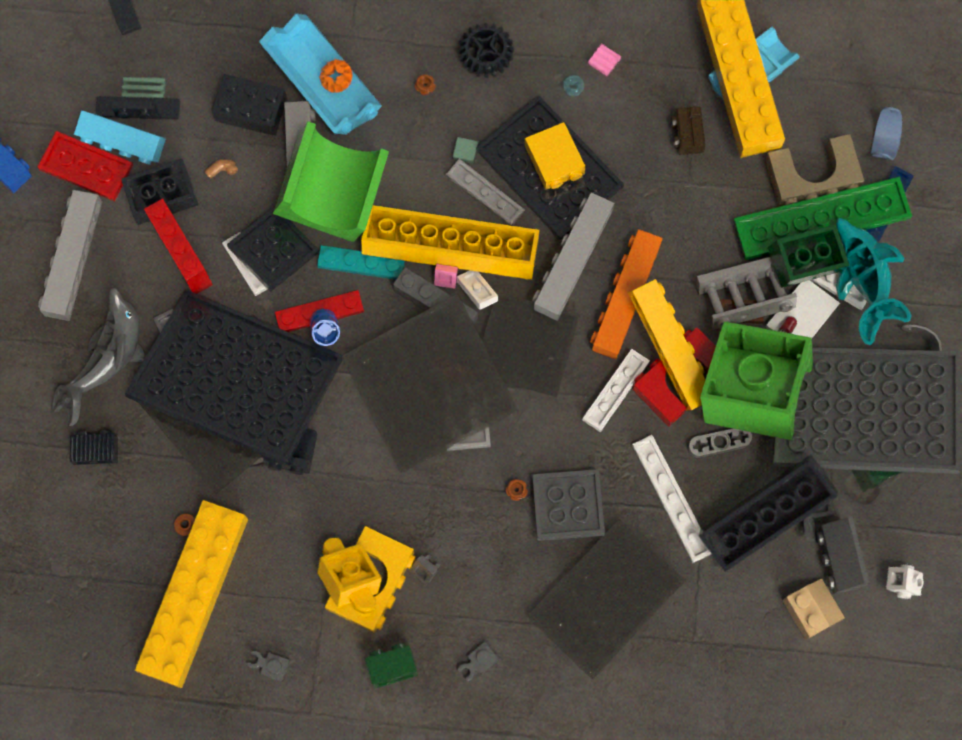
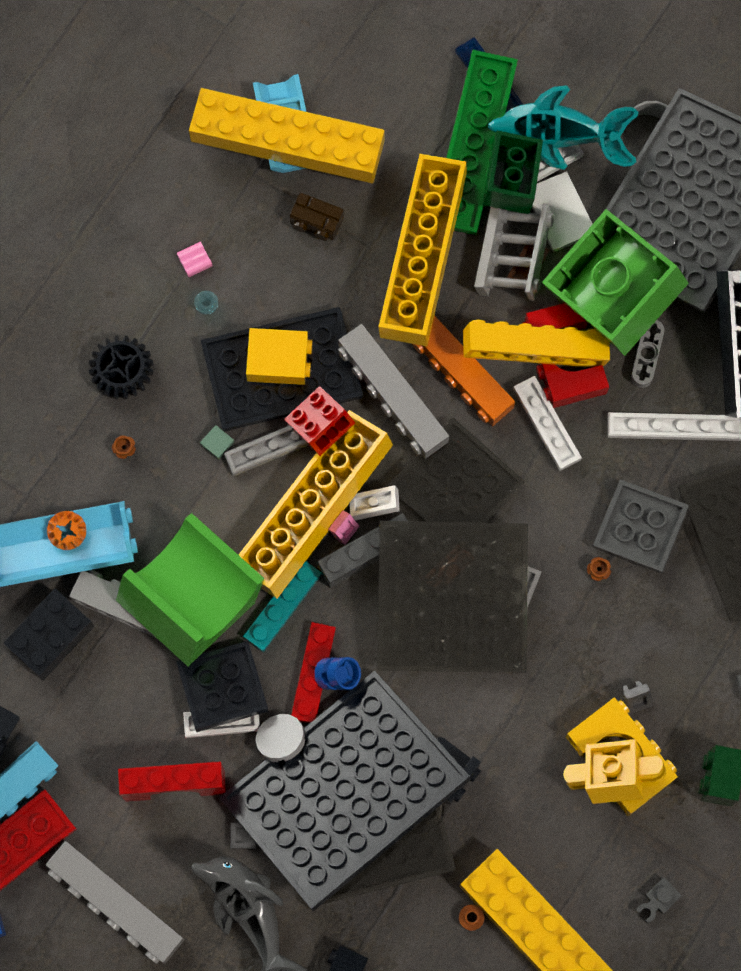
camera: 65 degrees left, 0 degrees up
(163, 182) = (94, 773): black brick -> none
(221, 165) = (98, 698): medium nougat arm -> none
(253, 311) = (280, 738): none -> tile
(517, 211) = (319, 421): none -> red brick
(702, 219) = (423, 250): none -> yellow brick
(788, 325) = (566, 230): dark red piece -> none
(791, 188) = (439, 97): dark tan arch -> none
(887, 134) = (421, 40): sand blue piece -> none

